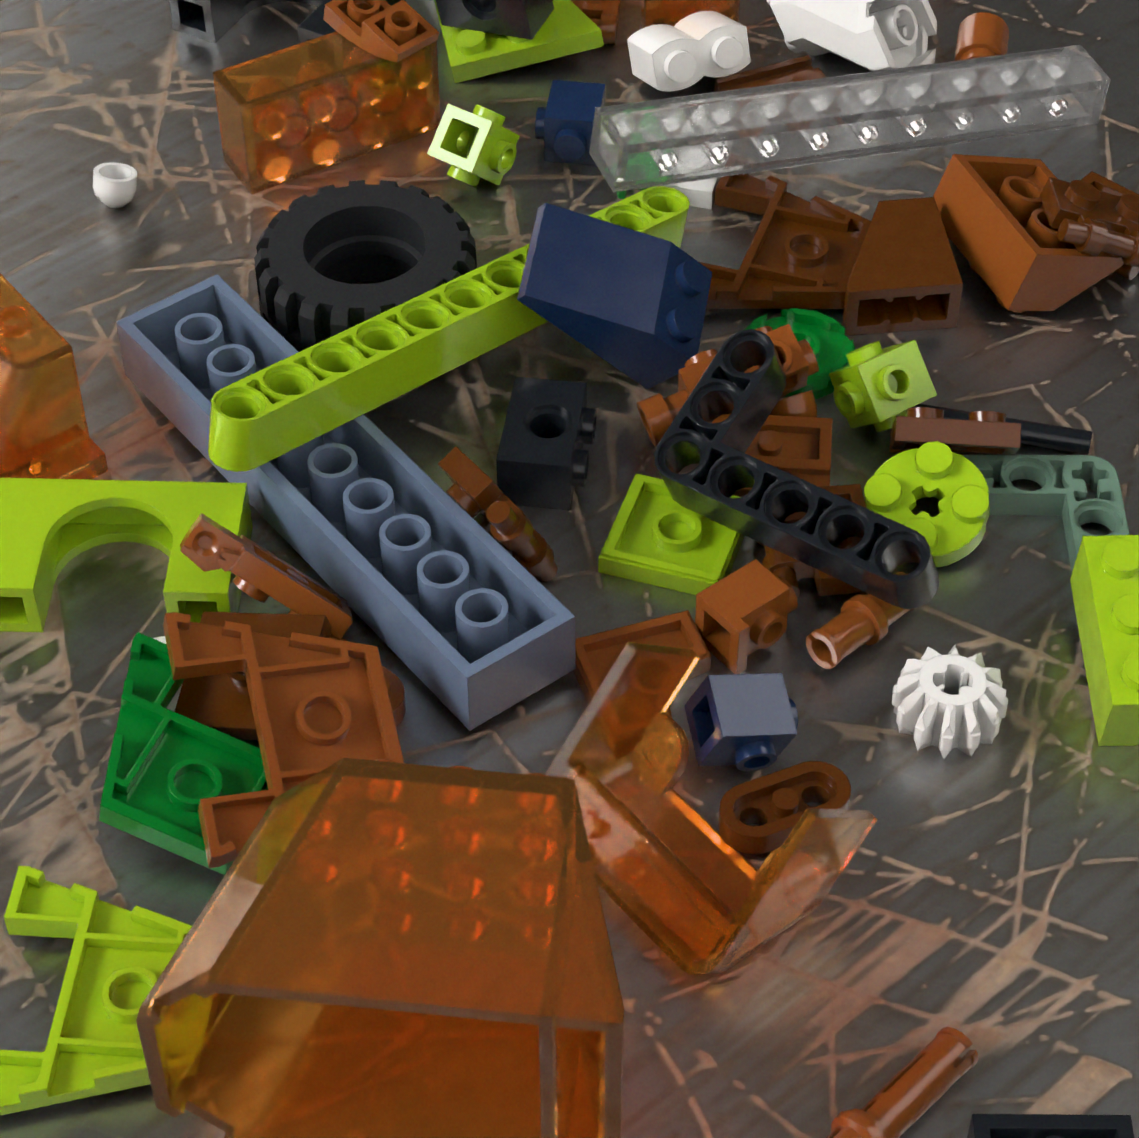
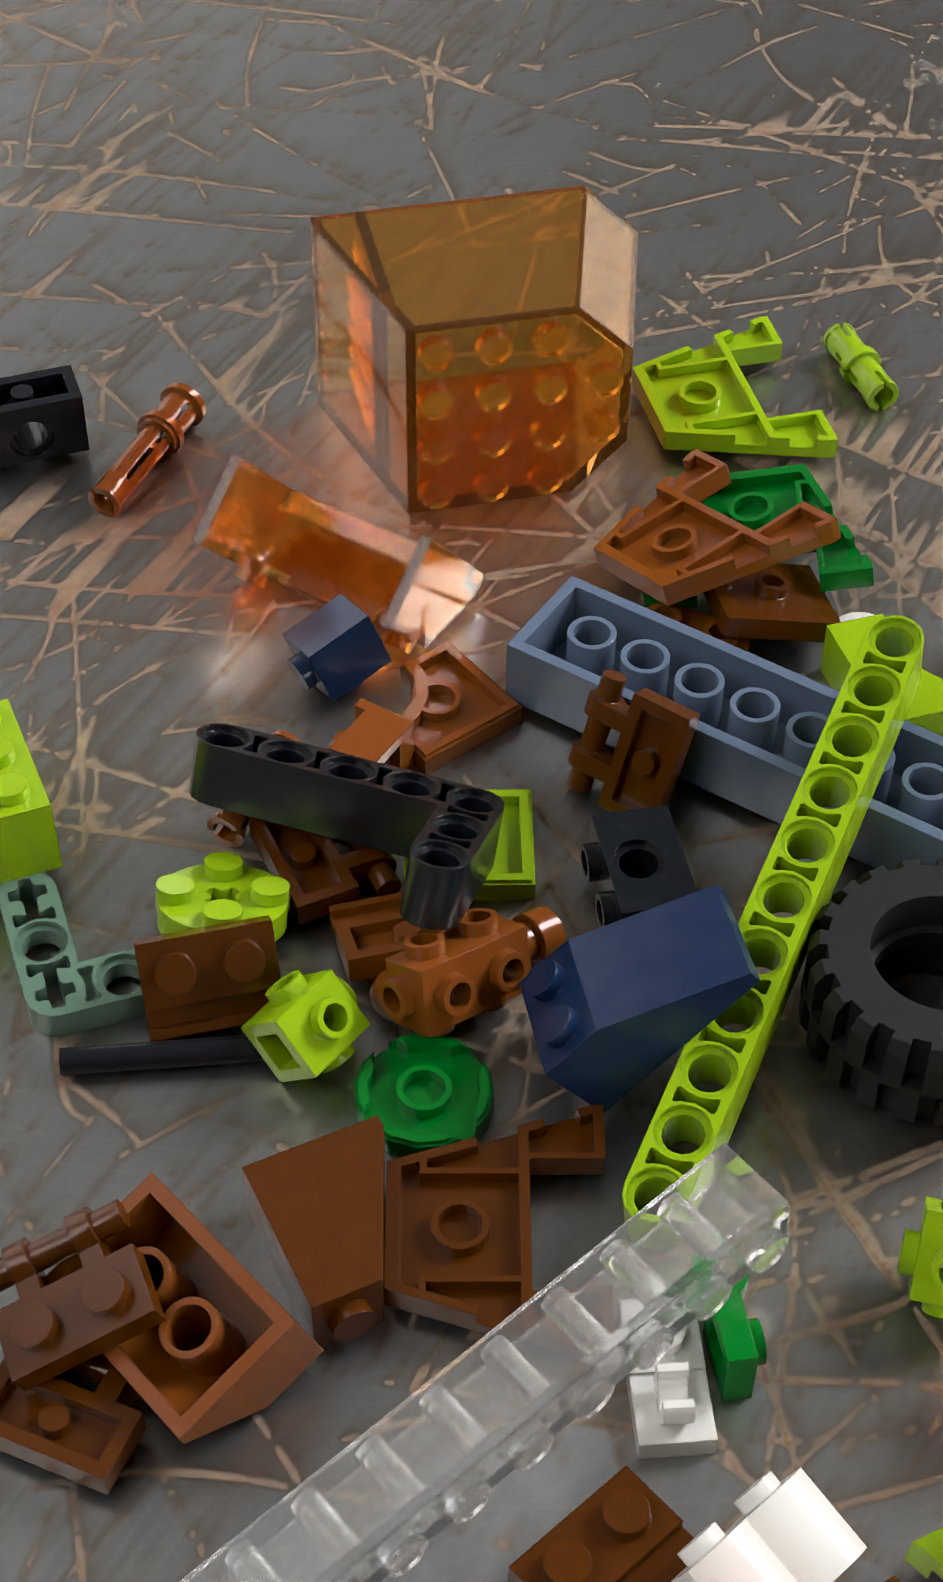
camera: 160 degrees right, 0 degrees up
(263, 573) = (808, 627): dark orange hinge -> none
(568, 121) = (860, 1371): dark blue brick -> none
(778, 803) = (258, 626): reddish brown plate -> none
(949, 701) = (156, 724): white gear -> none

